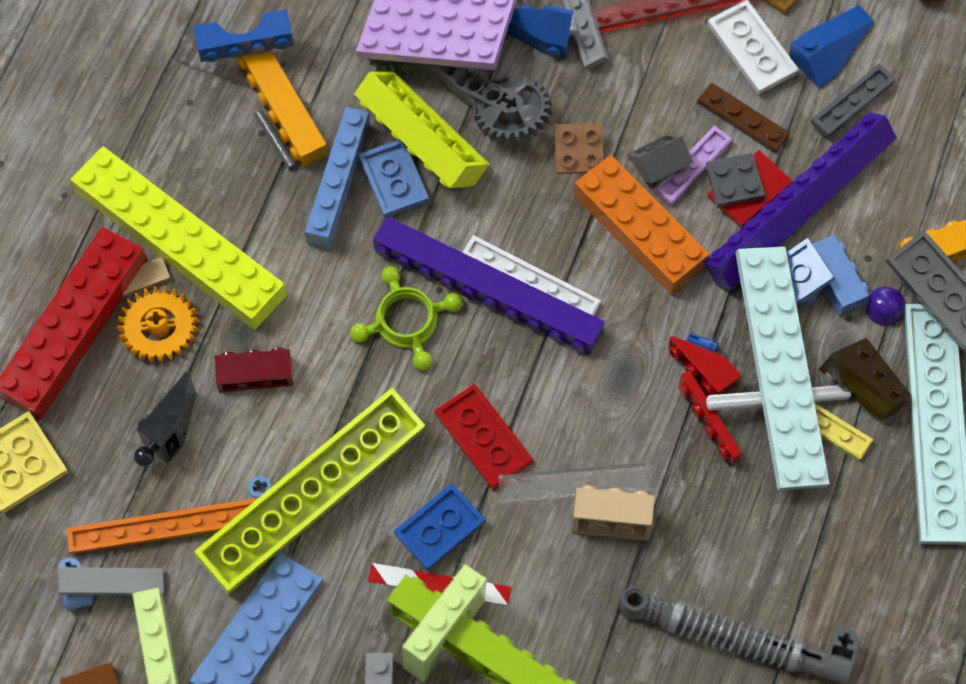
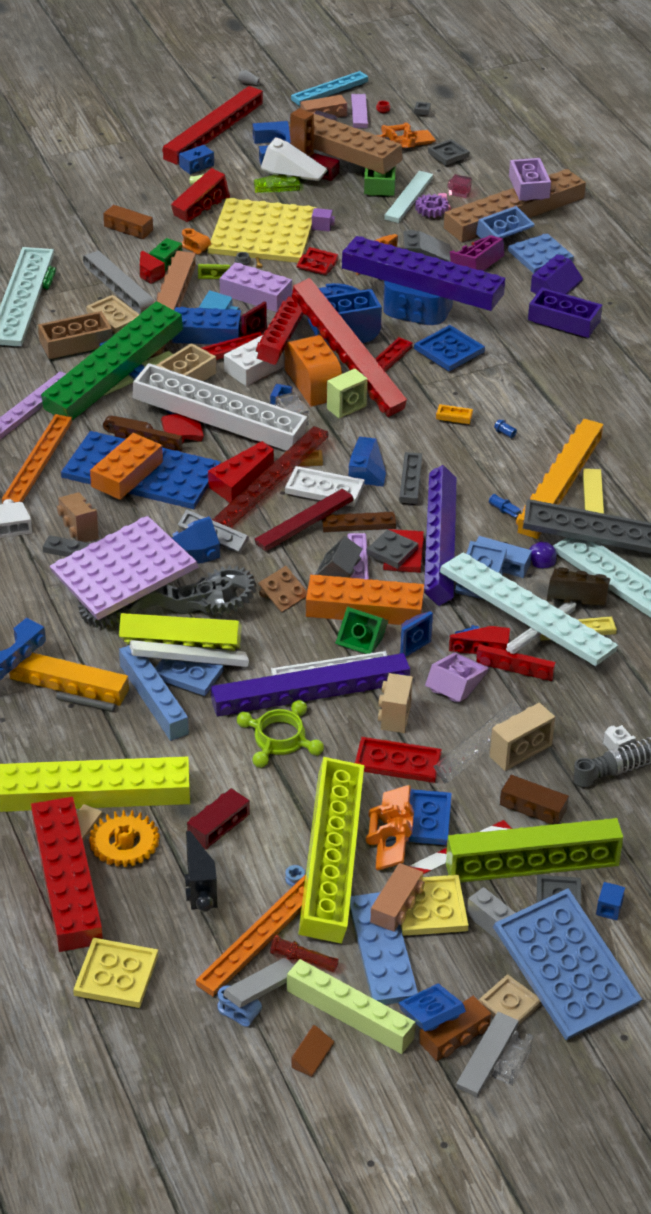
camera: 45 degrees left, 25 degrees down
(176, 569) = (294, 951): none -> clear red pin
(307, 595) = (397, 897): none -> nougat brick
(340, 624) = (437, 908): none -> light yellow plate
(383, 525) = (393, 836): none -> orange piece
(401, 161) = (189, 653): none -> white tile
(423, 647) = (501, 848): yellowish green arch -> none
(535, 375) = (395, 703): none -> tan brick
(553, 593) = (534, 800): none -> reddish brown brick
(600, 259) = (361, 631): none -> green slope
(636, 386) = (455, 676): none -> lavender slope
(641, 304) = (416, 633): none -> blue slope
(685, 76) = (304, 519): none -> dark red tile
(708, 600) = (618, 737): none -> white brick
(912, 212) = (504, 505): none -> blue axle

